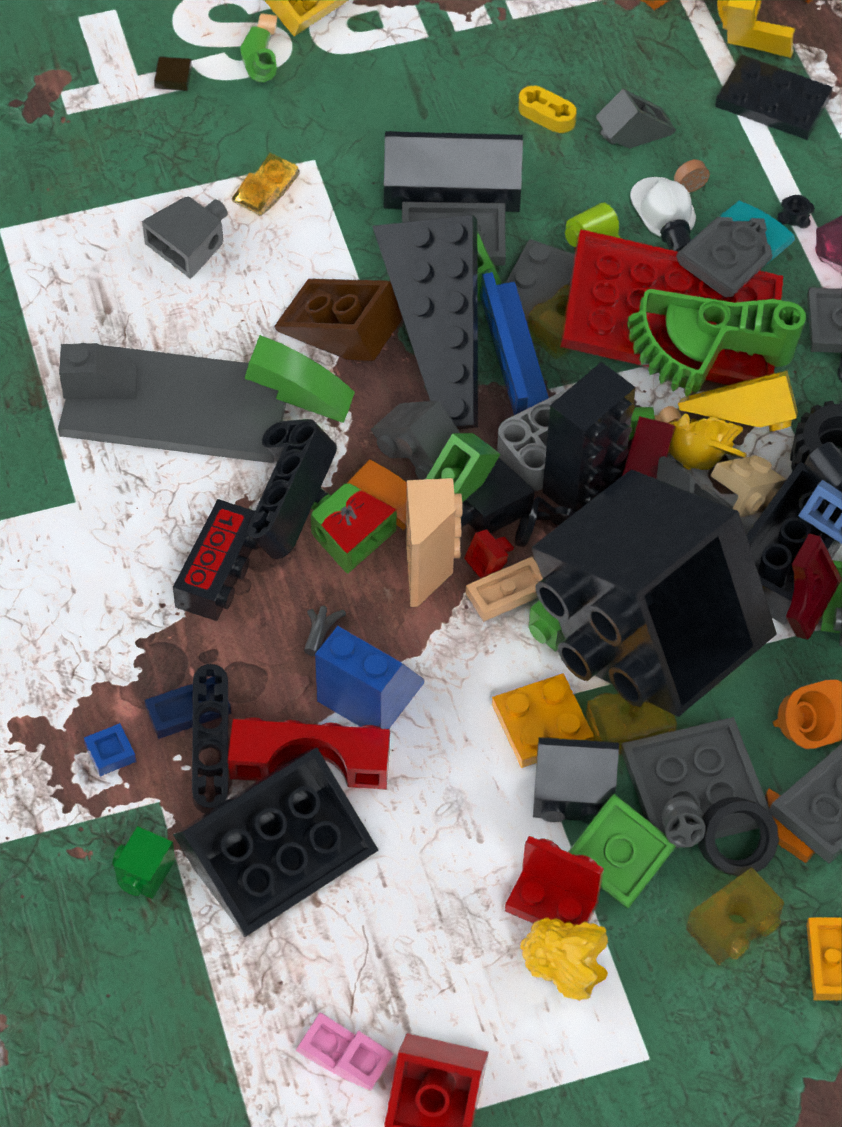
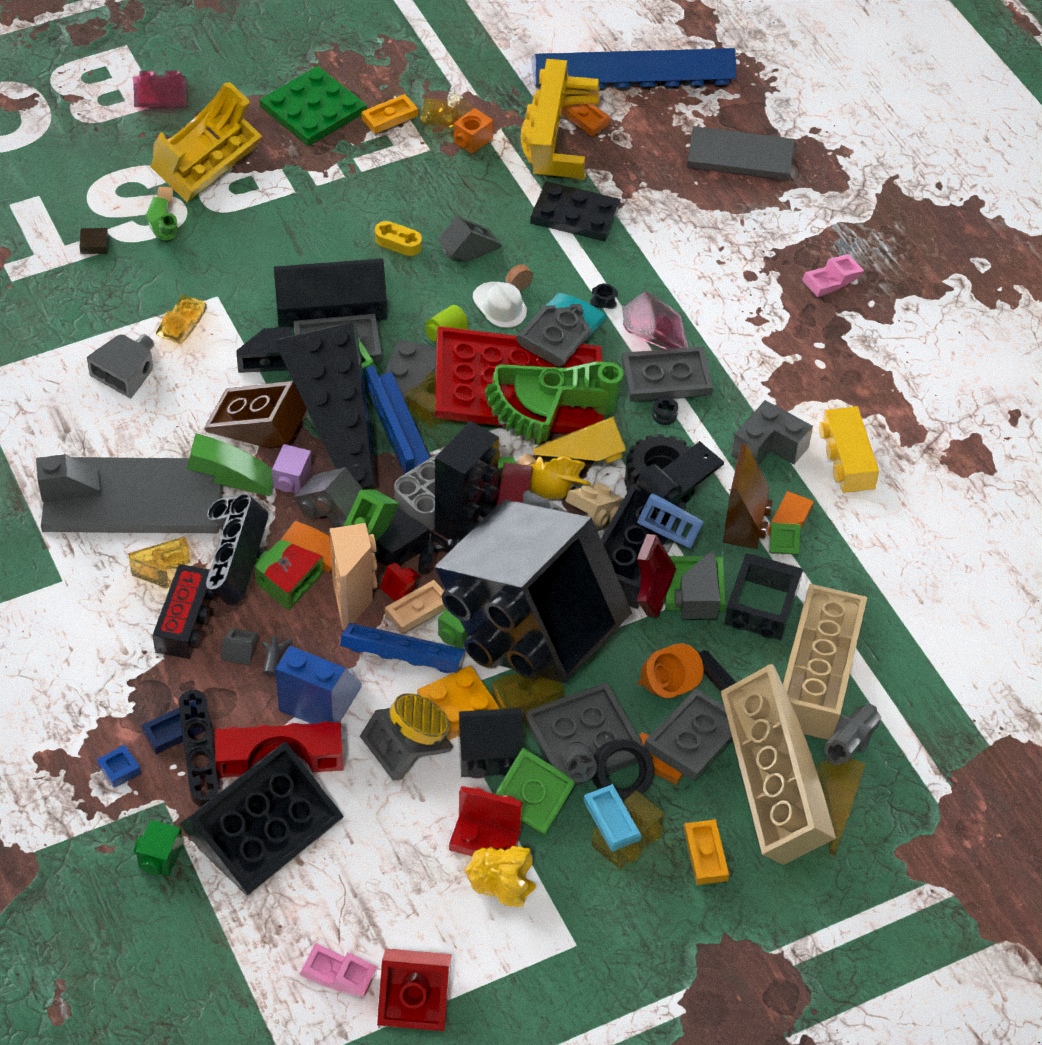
camera: 10 degrees left, 5 degrees down
(188, 490) = (154, 561): none -> clear yellow slope
(279, 612) = (239, 646): none -> dark grey slope
(355, 237) = (261, 352): none -> black slope
(374, 392) = (291, 469): none -> lavender brick
(465, 756) = (394, 749): none -> dark grey bracket
(481, 640) = (402, 647): none -> blue plate
(489, 737) = (419, 718): none -> yellow tile
(676, 234) = (515, 322): black bush -> none
(716, 900) = (612, 818): none -> medium azure tile

